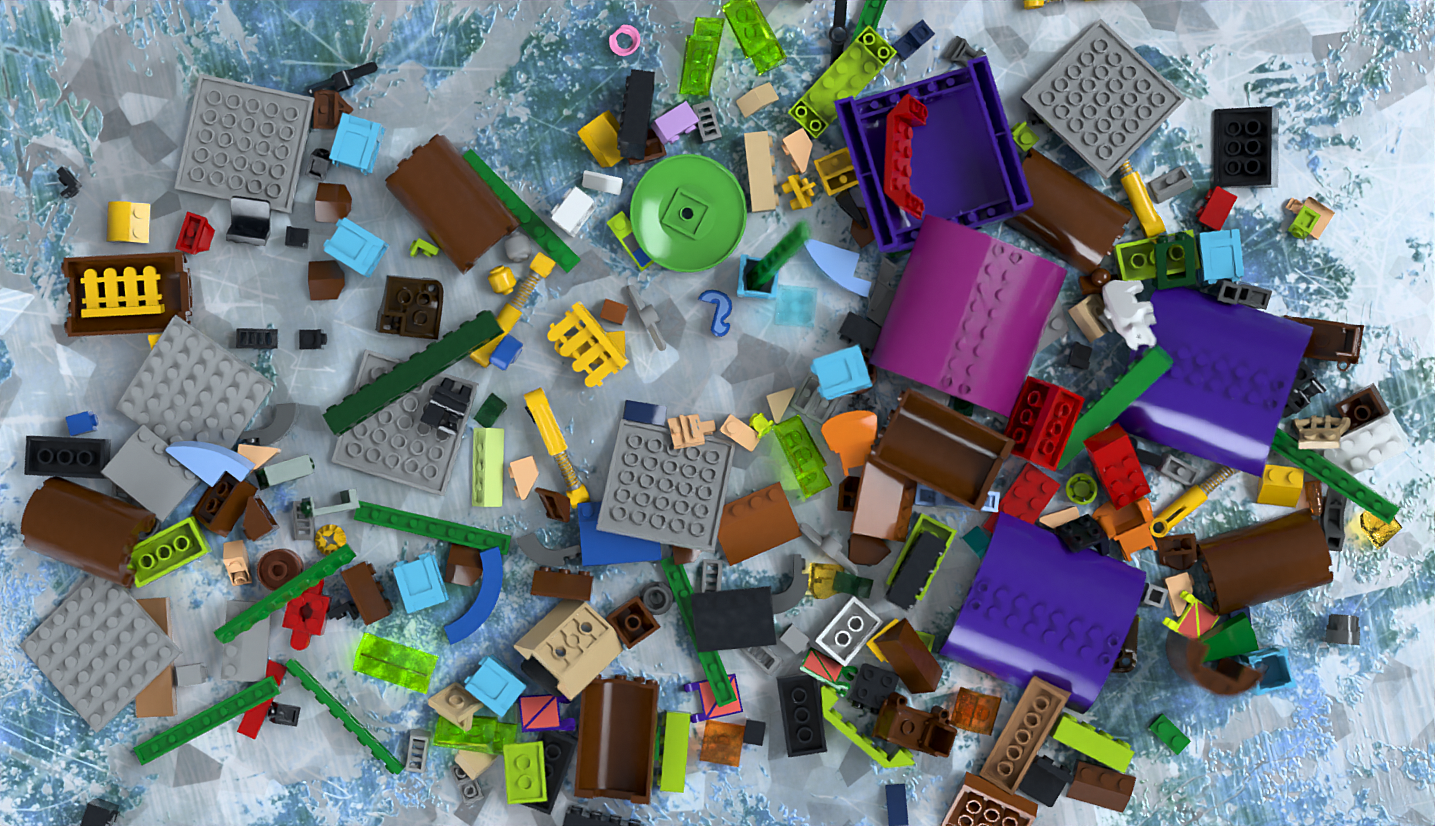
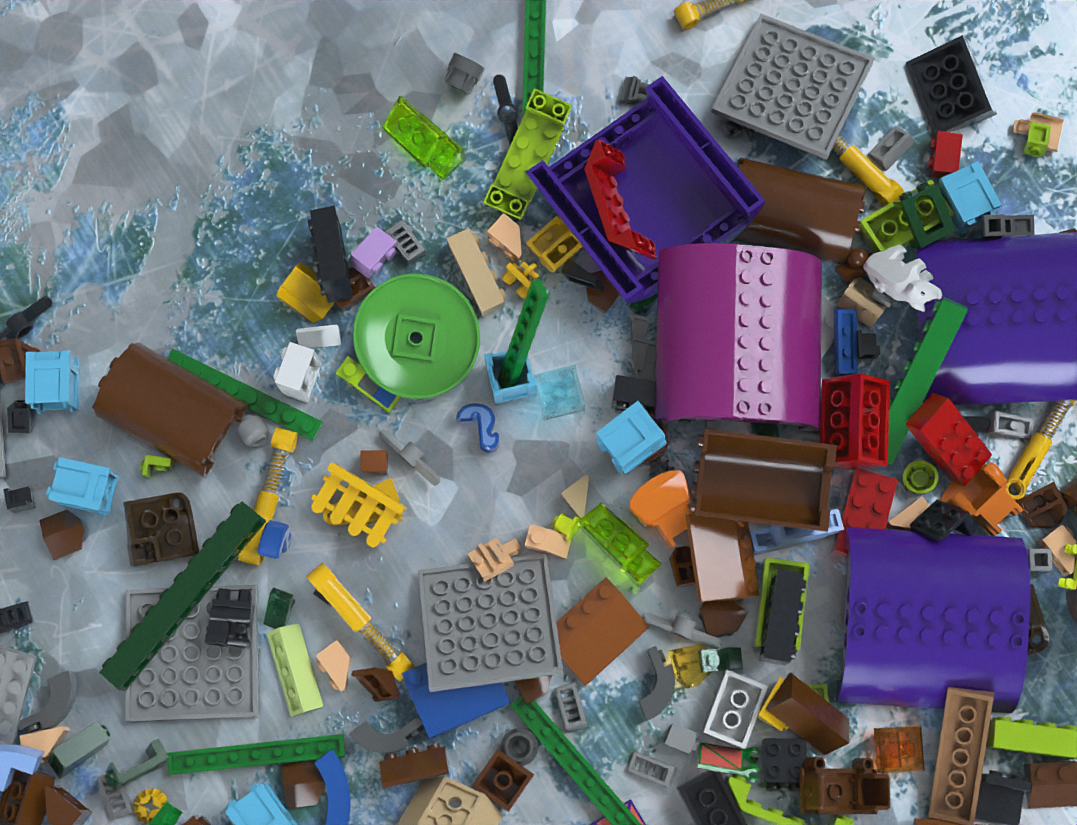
camera: 15 degrees left, 10 degrees down
(312, 339) = (67, 599): black bracket -> none
(332, 202) = (44, 450): reddish brown slope -> none
(501, 280) = (247, 469): yellow head -> none
(626, 29) = (293, 180): bright pink piece -> none
(644, 412) = (441, 555): dark blue slope -> none
(701, 56) = (378, 180): clear neon green slope -> none
(733, 618) = (609, 739): black slope -> none
(757, 99) = (448, 203): tan slope -> none
(811, 403) = (611, 485): light grey slope -> none
(838, 266) = (587, 338): light blue slope -> none
(913, 40) = (584, 95): dark blue slope -> none
(977, 541) = (834, 570): teal slope -> none
(1023, 136) = (731, 148): lime bracket -> none
(1062, 347) = (845, 341): none -> blue plate

